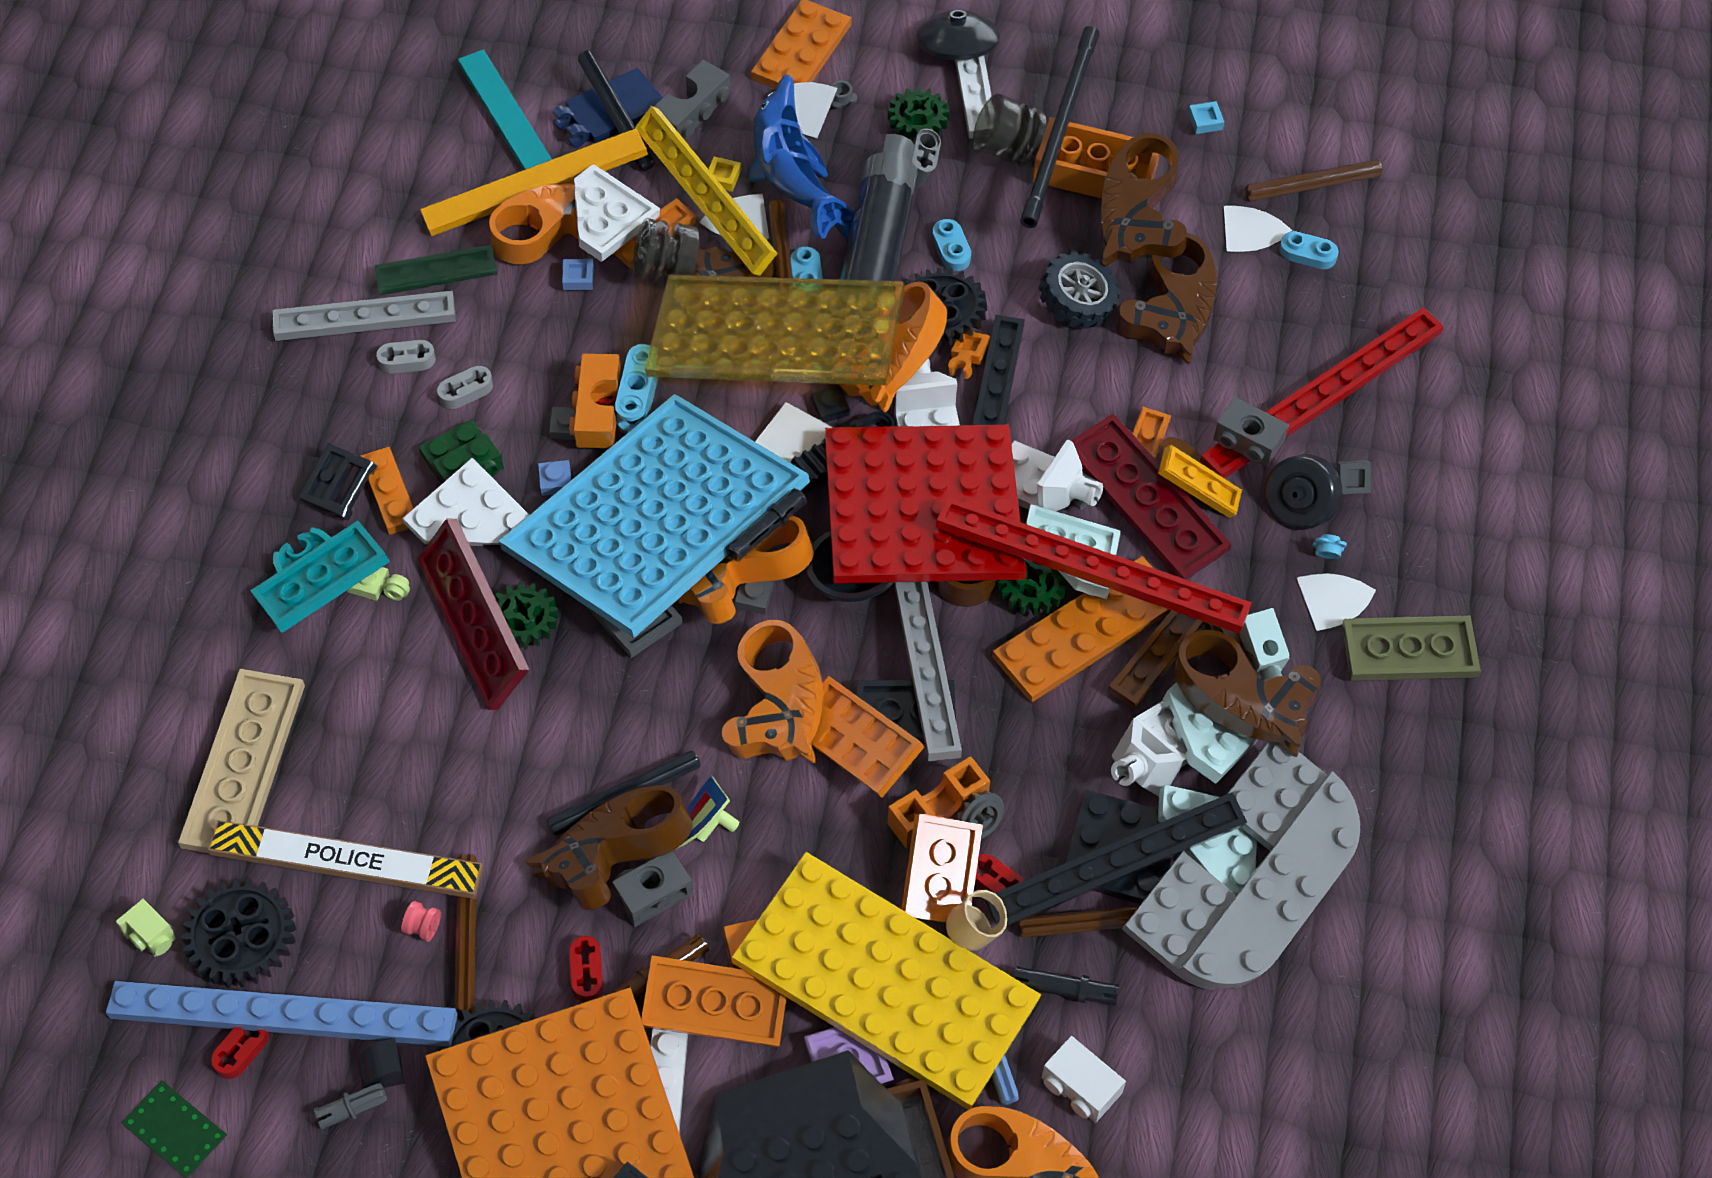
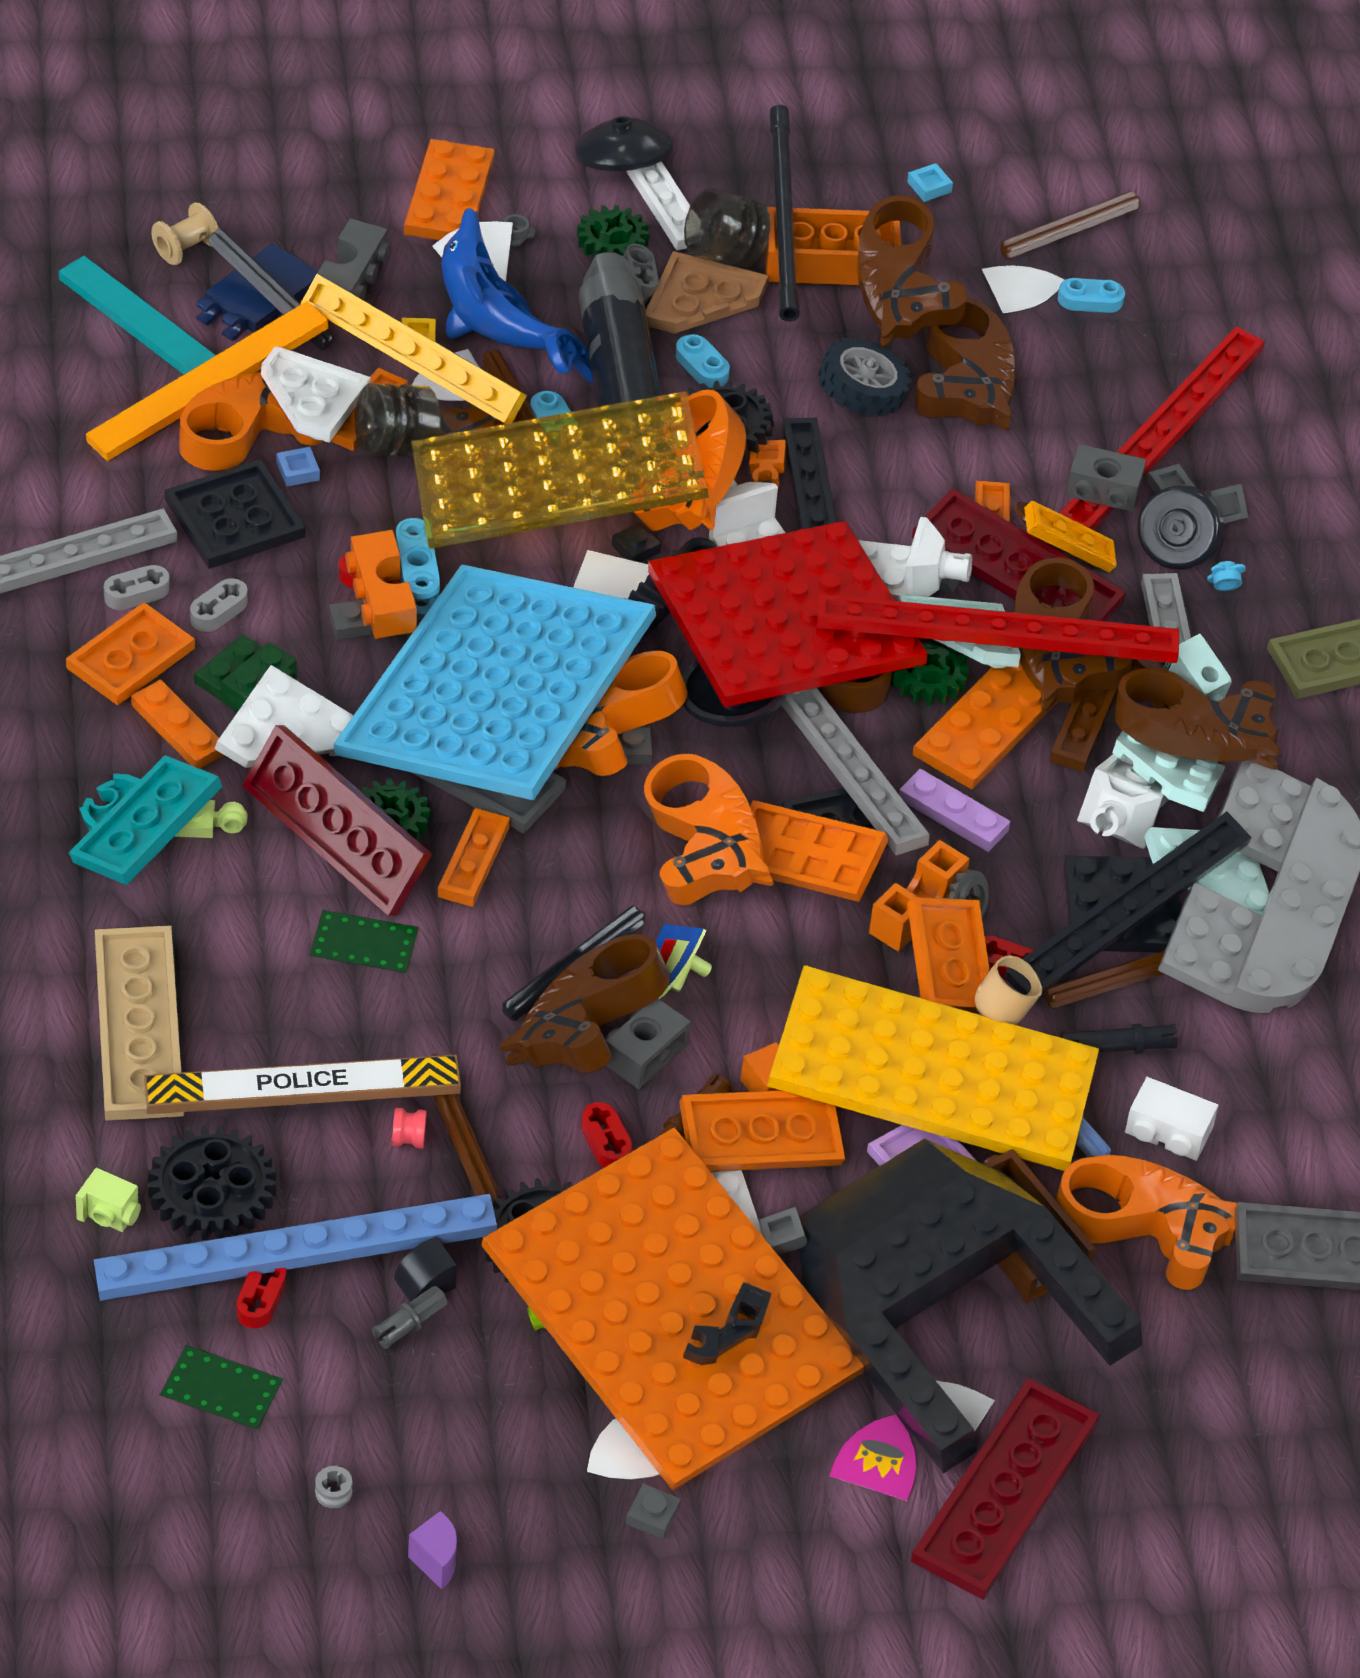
camera: 20 degrees left, 10 degrees down
(330, 477) = (109, 723): black plate -> none
(375, 416) = (130, 653): none -> orange plate
(435, 269) = (128, 492): clear green plate -> none
(461, 728) = (364, 941): none -> dark green sticker
(509, 307) = (234, 513): none -> black plate
(554, 476) = (359, 674): medium blue plate -> none
(568, 46) = (174, 239): none -> tan hose
(578, 672) = (473, 857): none -> orange plate
(697, 1106) = (783, 1231): none -> dark grey plate
(776, 516) = (638, 652): black pin -> none
(972, 182) = (700, 292): none -> medium nougat plate
(1006, 720) = (954, 810): none -> lavender plate
(1140, 618) = (1064, 674): none -> reddish brown animal
(1262, 570) = (1165, 603): none -> light grey plate
(1312, 442) = (1168, 477): none -> dark grey plate
(1334, 598) = (1248, 626): white sticker -> none

